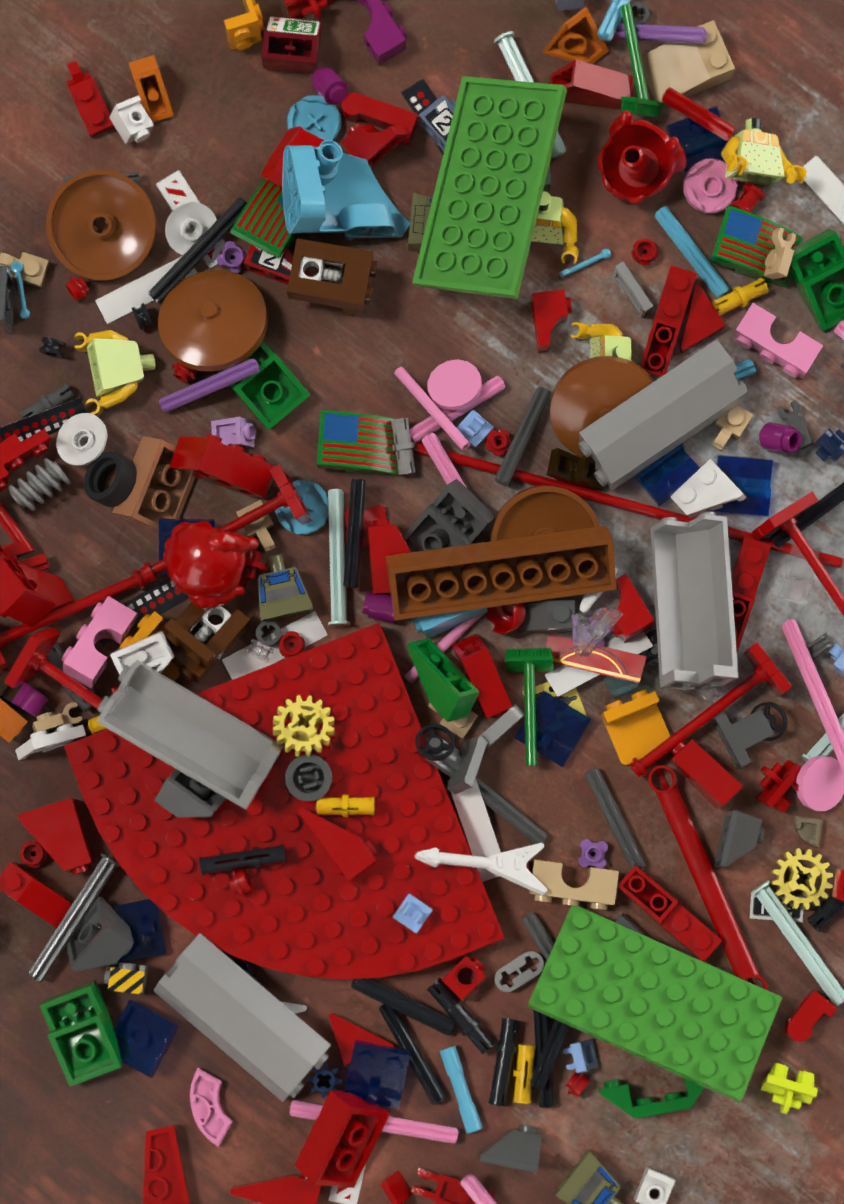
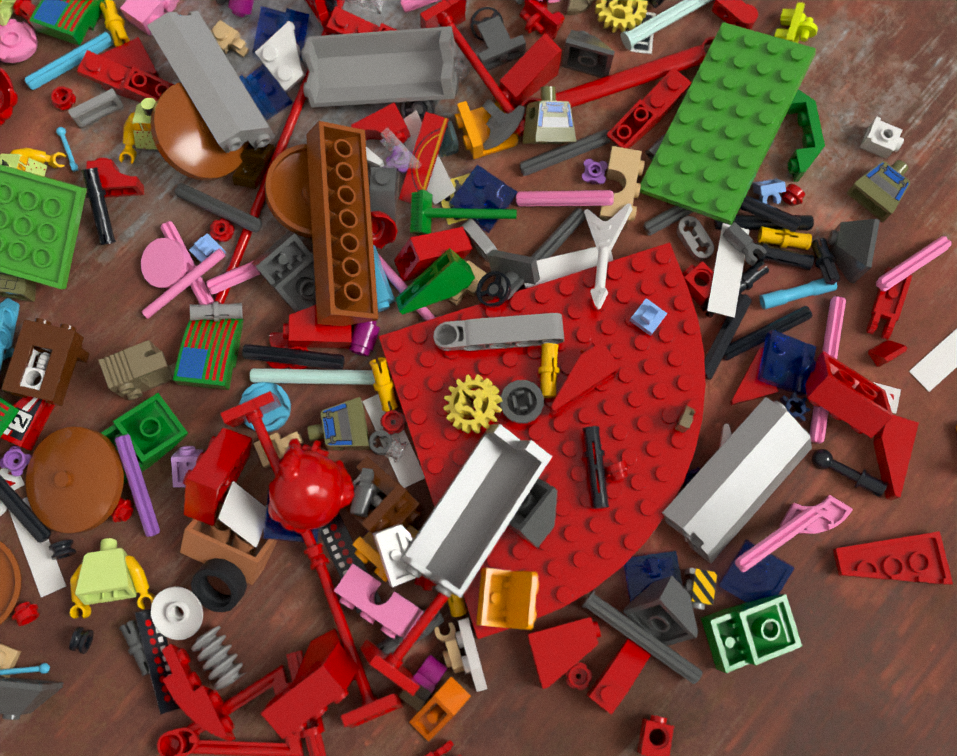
camera: 85 degrees left, 5 degrees down
(101, 770) = (507, 599): none -> light orange bracket
(177, 1057) = (776, 539): none -> bright pink axle
(182, 497) = (243, 514): none -> white sticker
(205, 618) = (363, 494): none -> dark grey bar
(272, 1117) = (824, 459): none -> black pin
(300, 955) = (685, 419): none -> dark tan tile
(328, 631) = (383, 384): none -> yellow pin
(330, 370) = (136, 370): none -> dark tan piece
(384, 751) = (500, 332): none -> light grey piece
(477, 1006) = (726, 277): none -> white sticker
(496, 1119) = (825, 261): none -> black axle
(508, 1021) = (744, 243): none -> dark grey bar
(523, 305) = (98, 205): none -> black pin
(553, 819) = (565, 198): none -> bright pink axle
(638, 743) = (501, 124): none -> dark grey piece
(643, 796) = (549, 120): none -> torso

